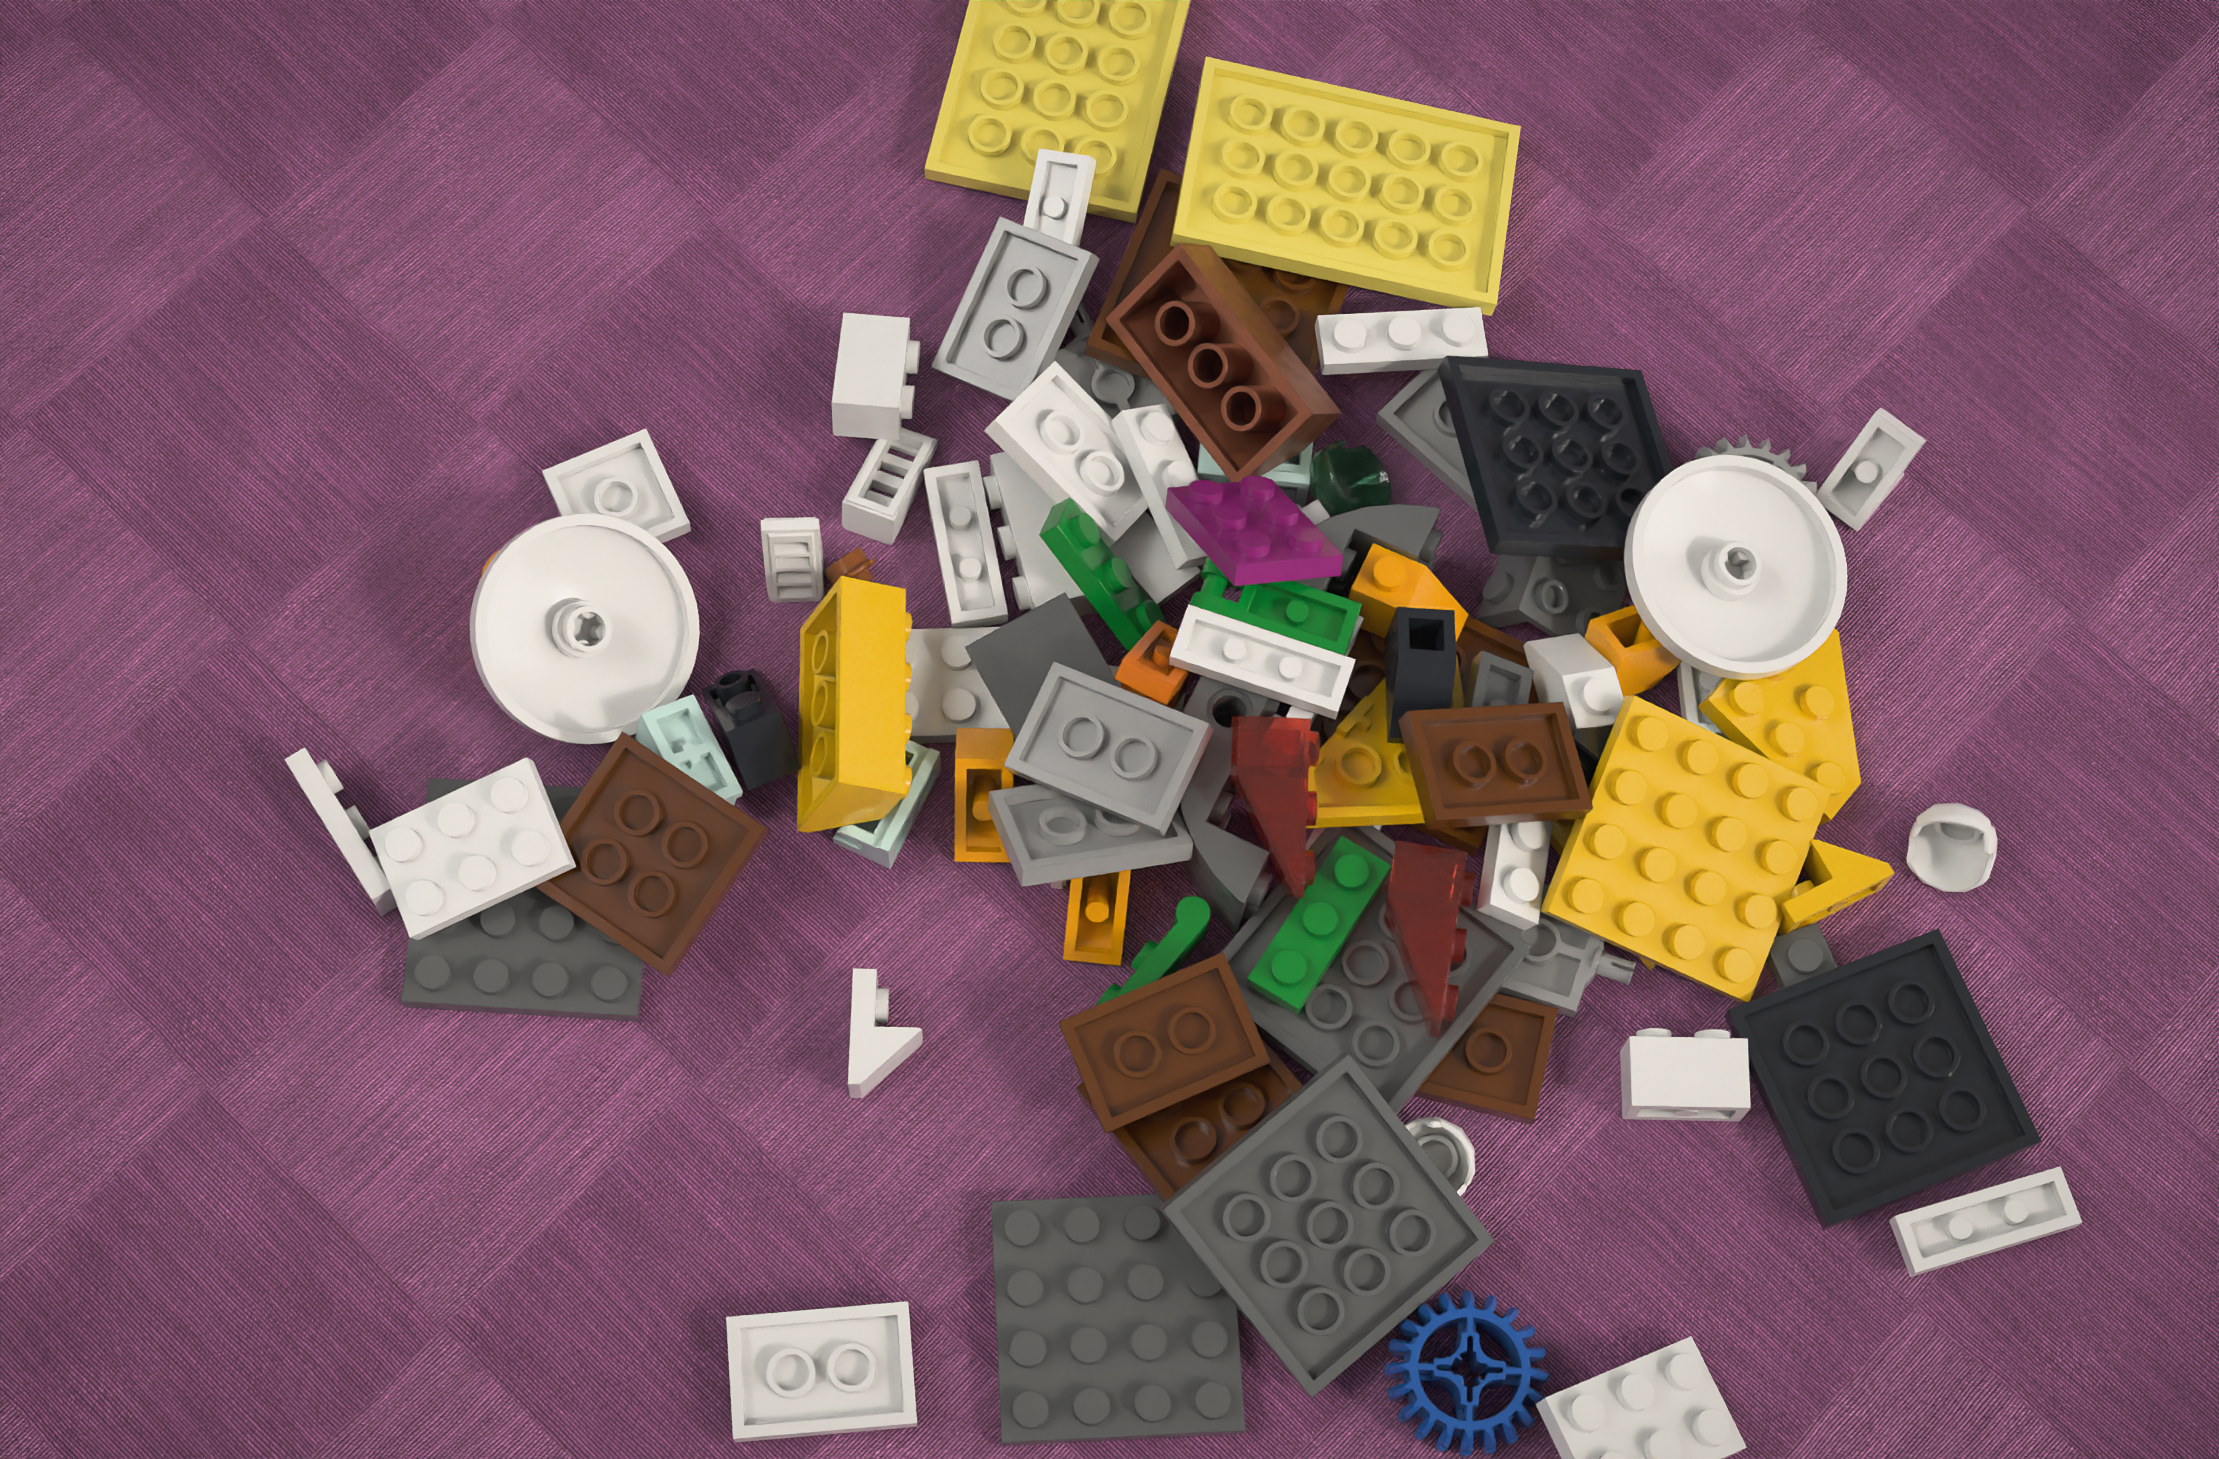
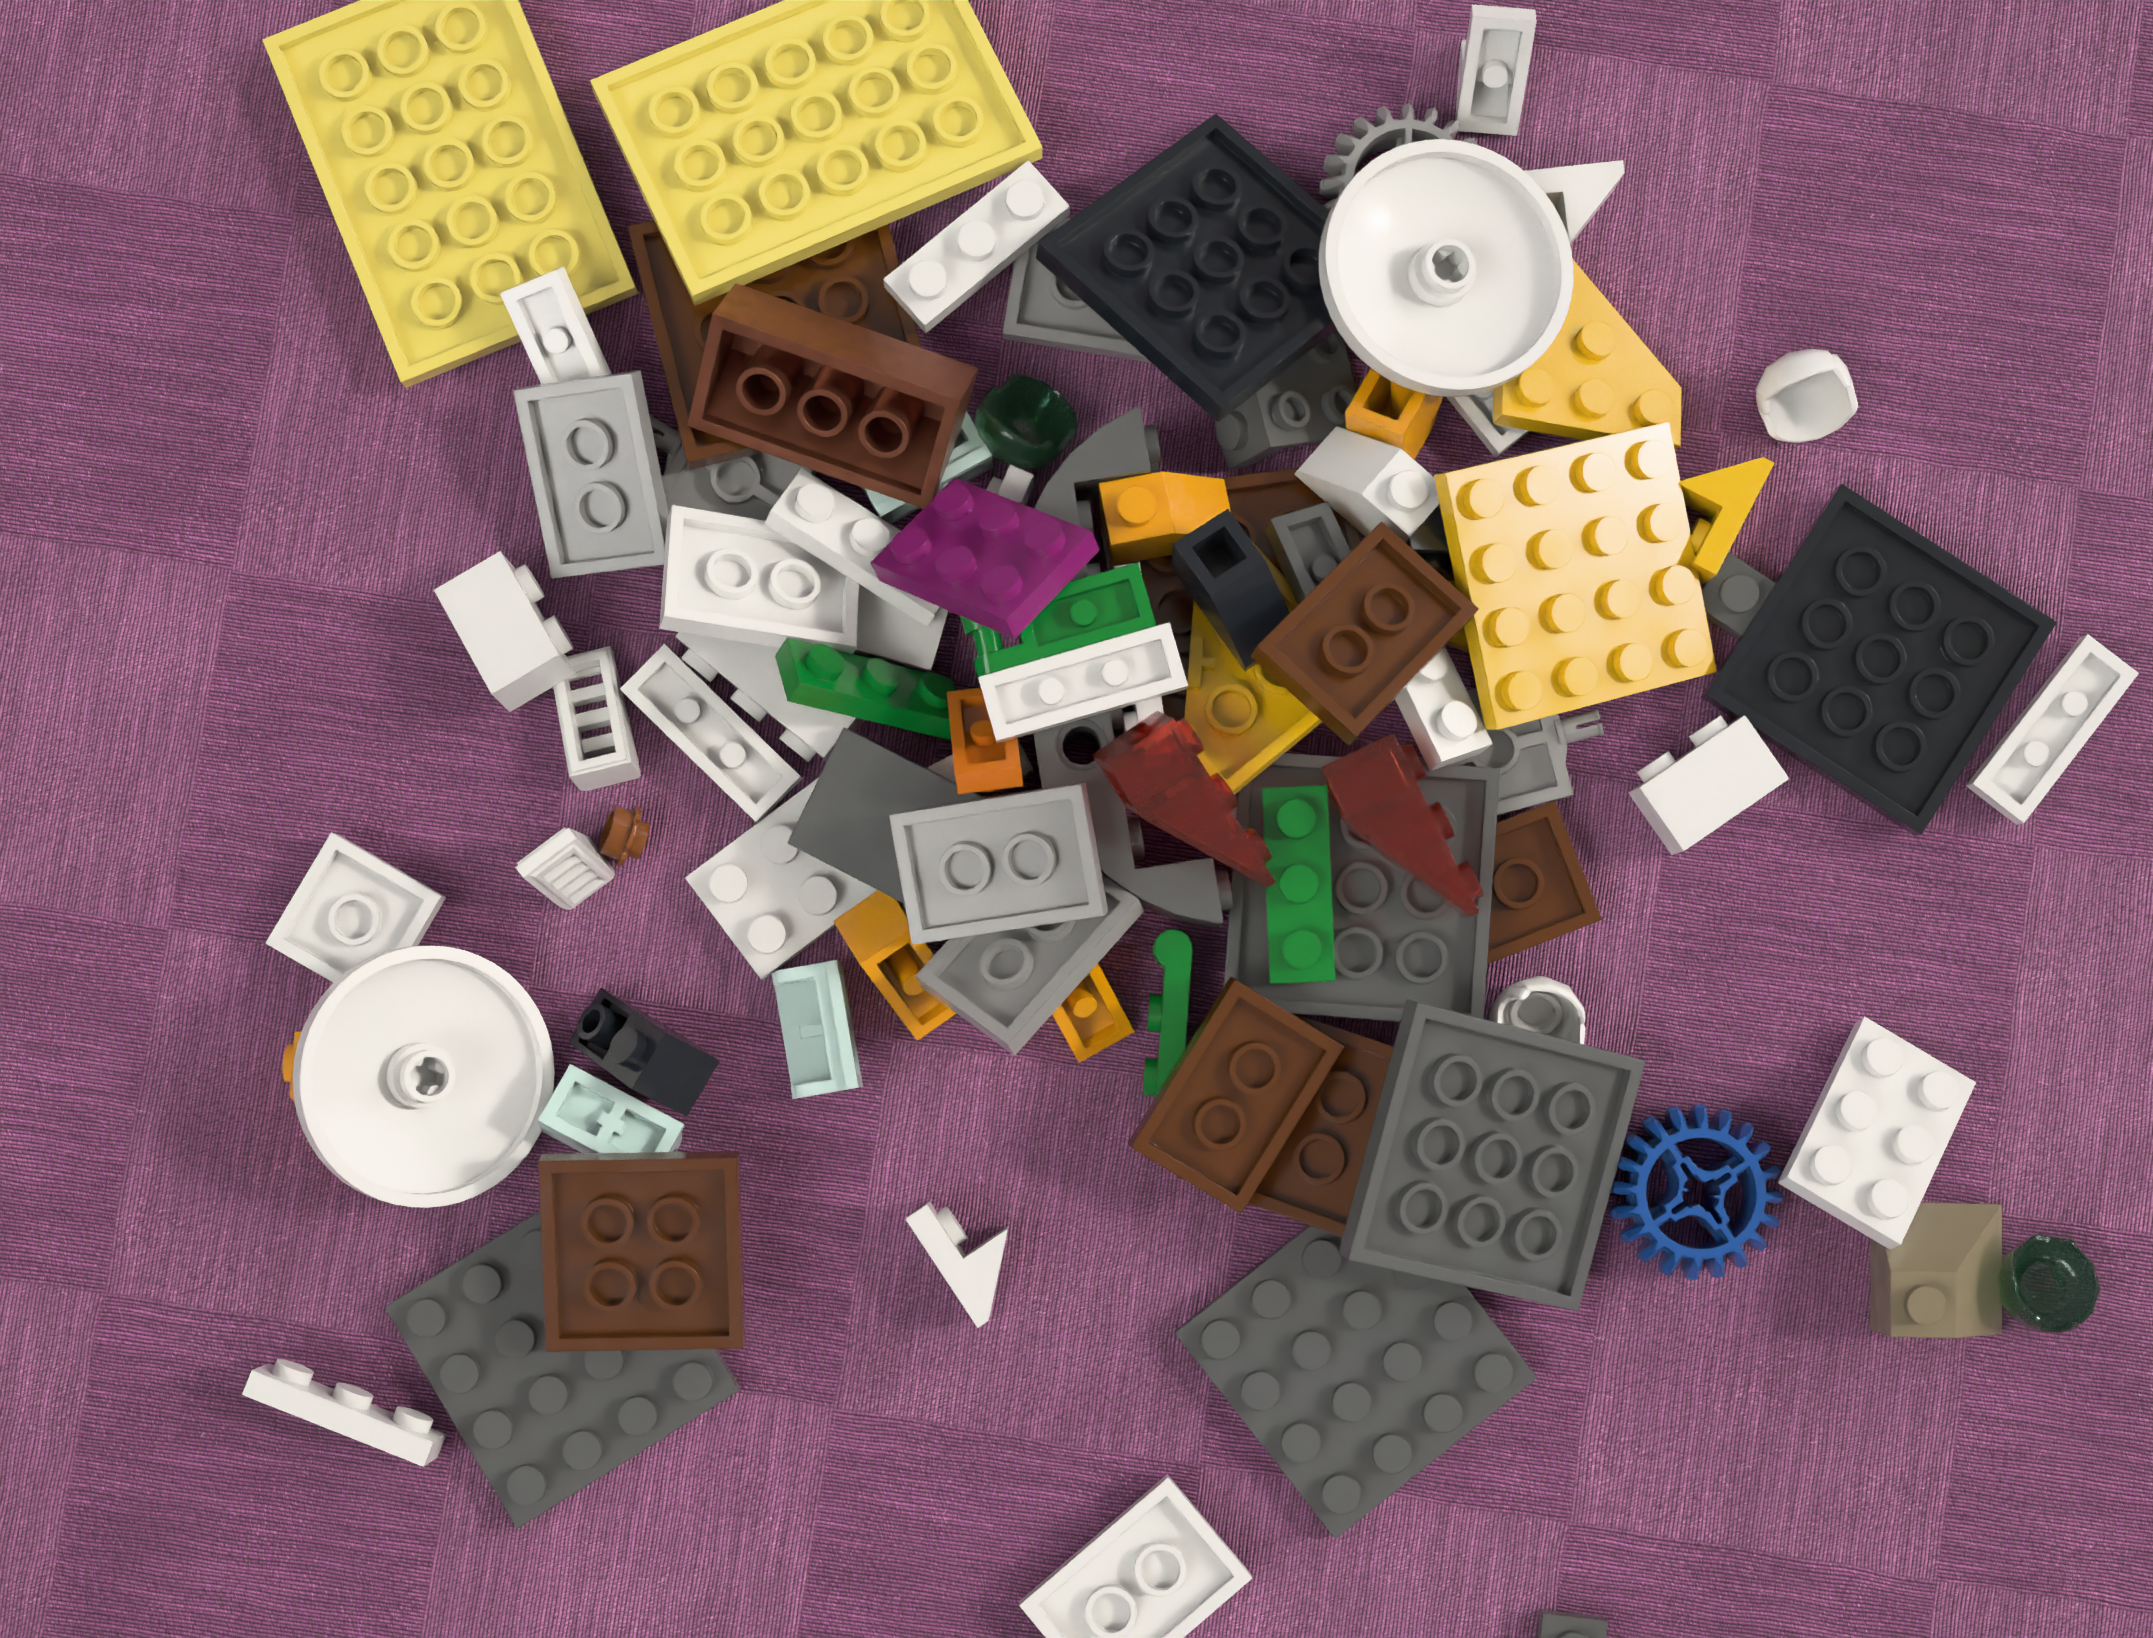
camera: 30 degrees left, 15 degrees up
(471, 849) = (480, 1359): white plate -> none
(853, 706) = (727, 973): yellow slope -> none
(1874, 595) = (1578, 190): none -> white slope

